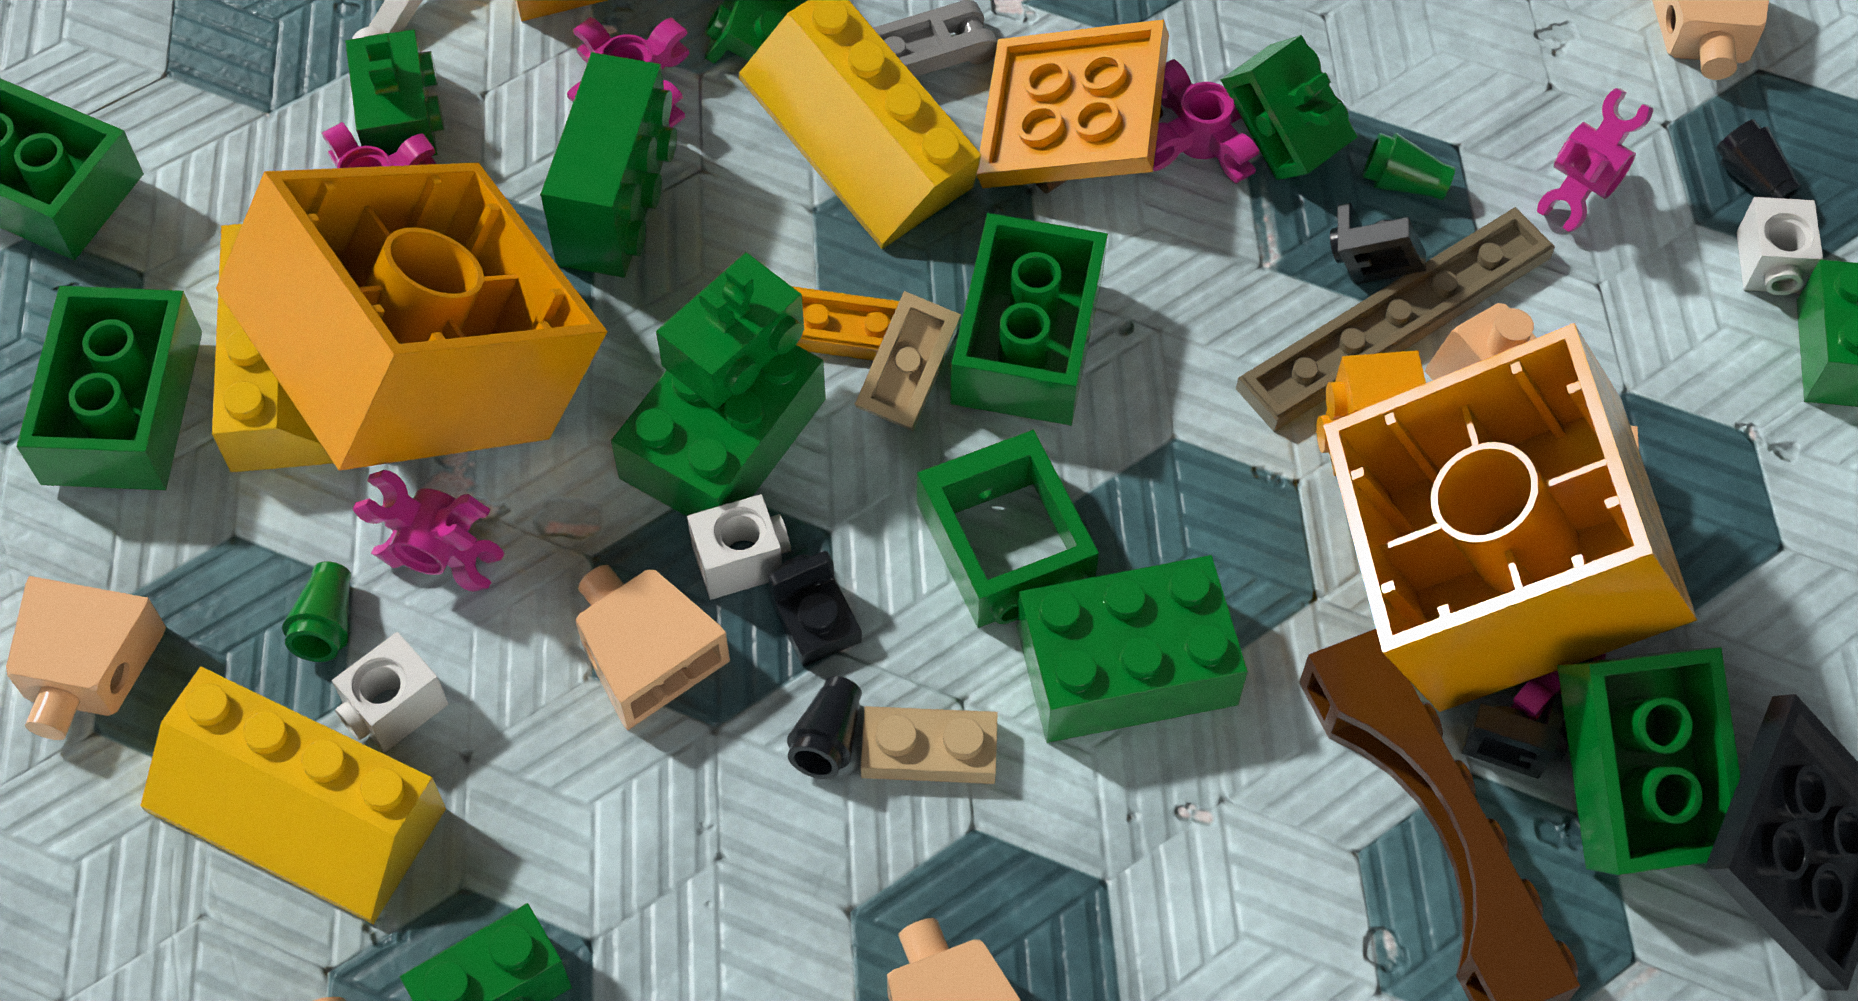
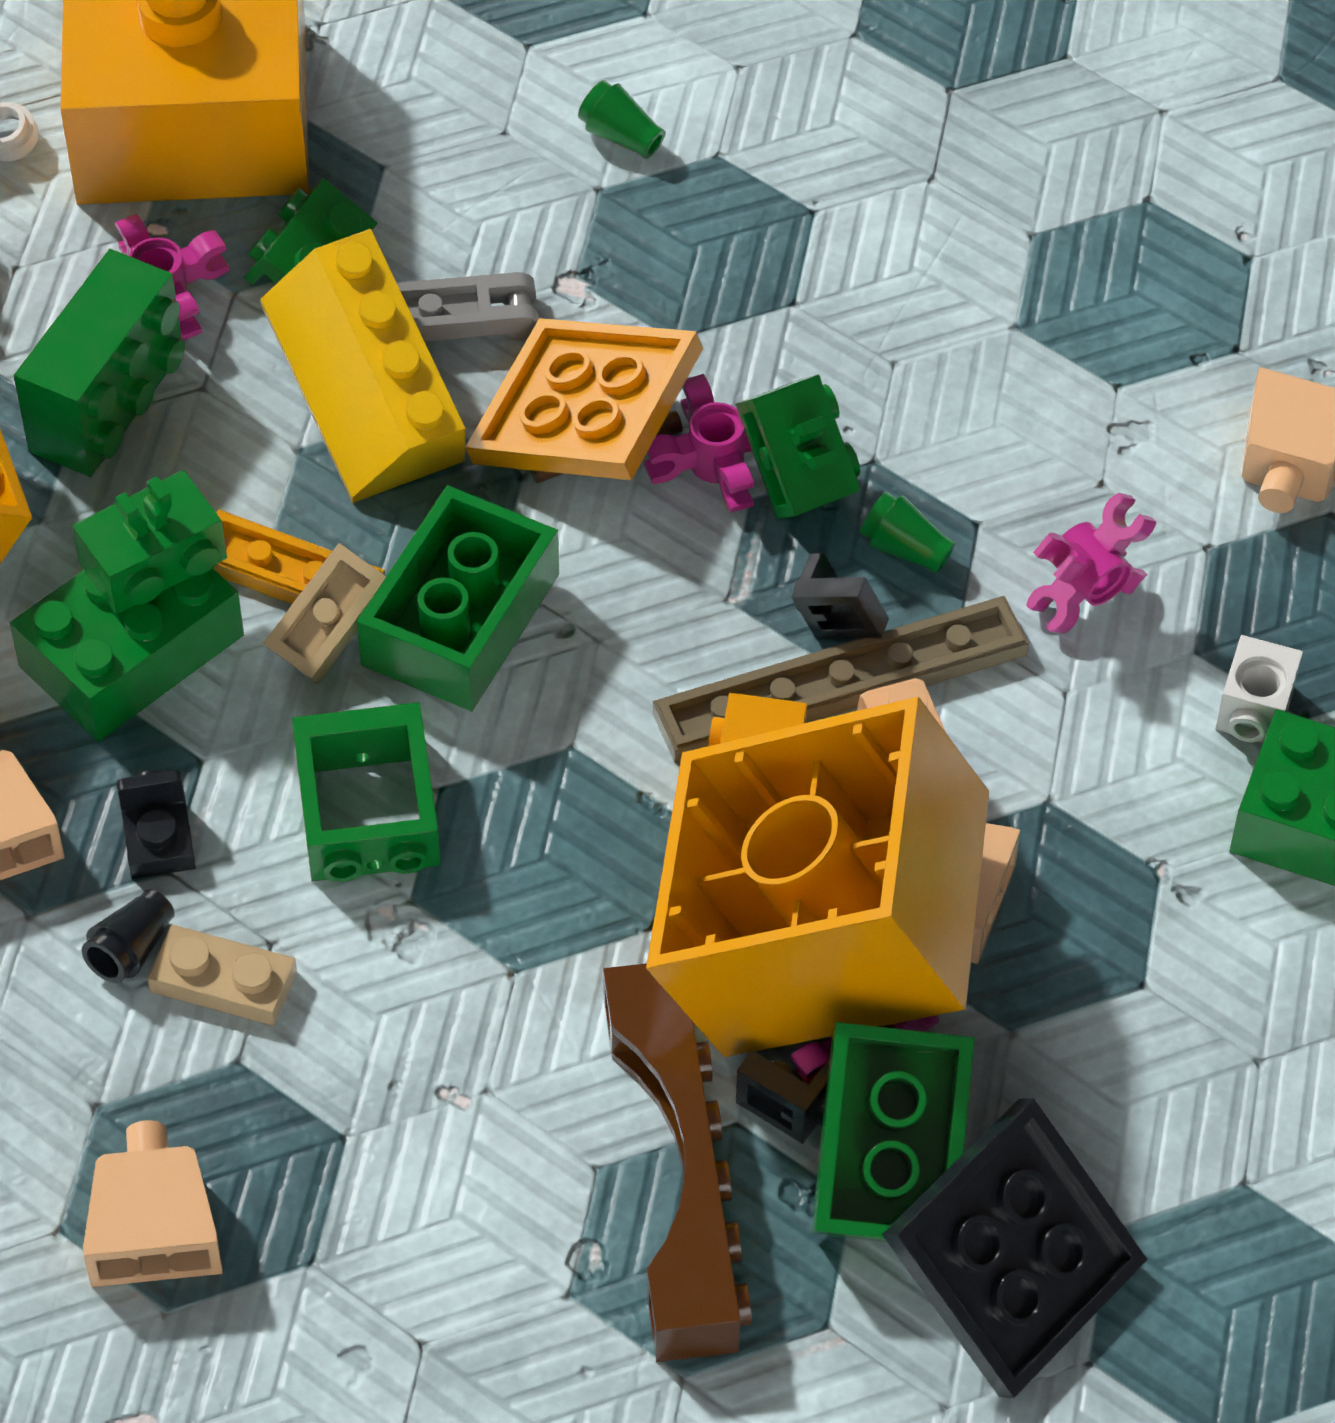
camera: 15 degrees right, 5 degrees down
(733, 570) = (89, 732): white brick -> none
(1130, 648) = (439, 927): green brick -> none
(1758, 161) = (1277, 602): black cone -> none

